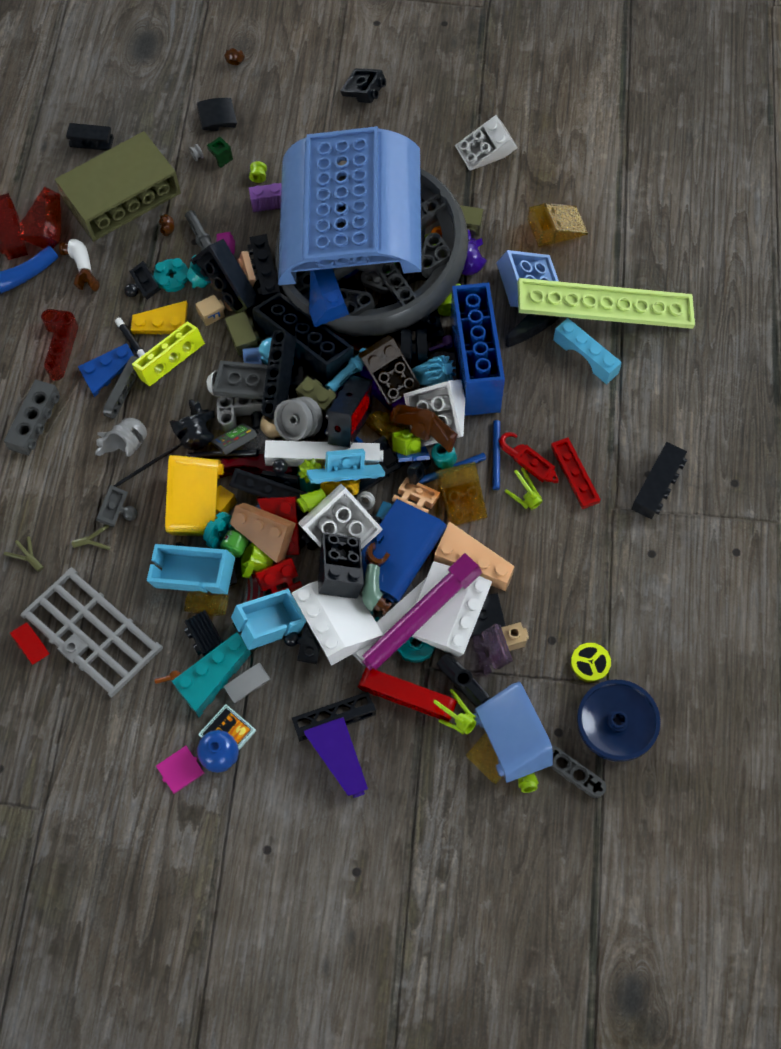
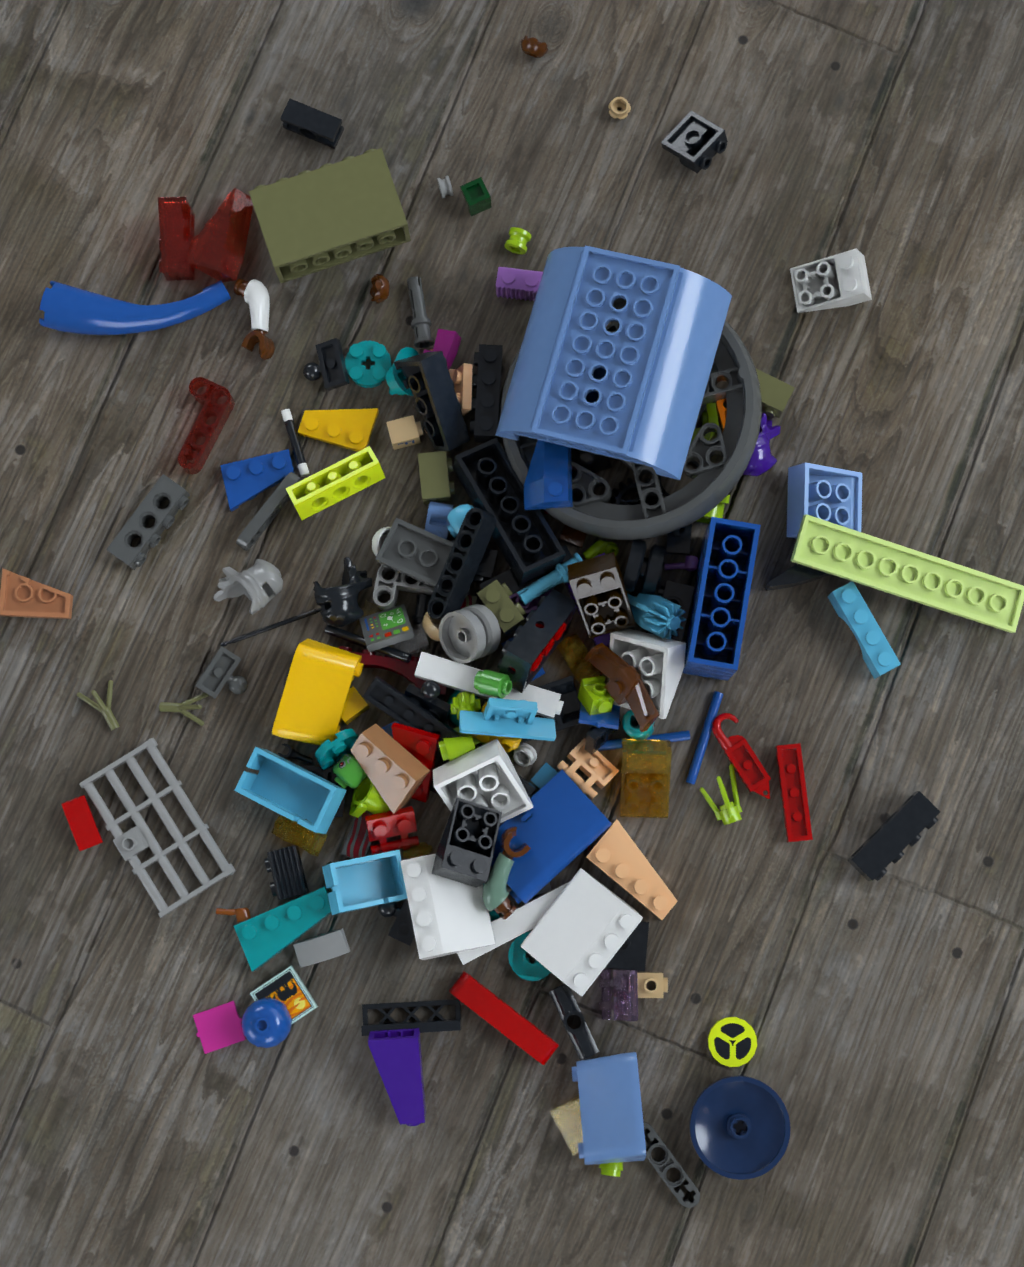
camera: 20 degrees right, 15 degrees up
(216, 113) = (487, 132): black slope -> none
(304, 78) = (623, 104): none -> tan plate
(325, 443) = (493, 683): none -> bright green brick
(460, 575) = (600, 907): magenta brick -> none
(464, 722) = (557, 1077): lime plant -> none
(555, 223) = (885, 431): clear yellow slope -> none

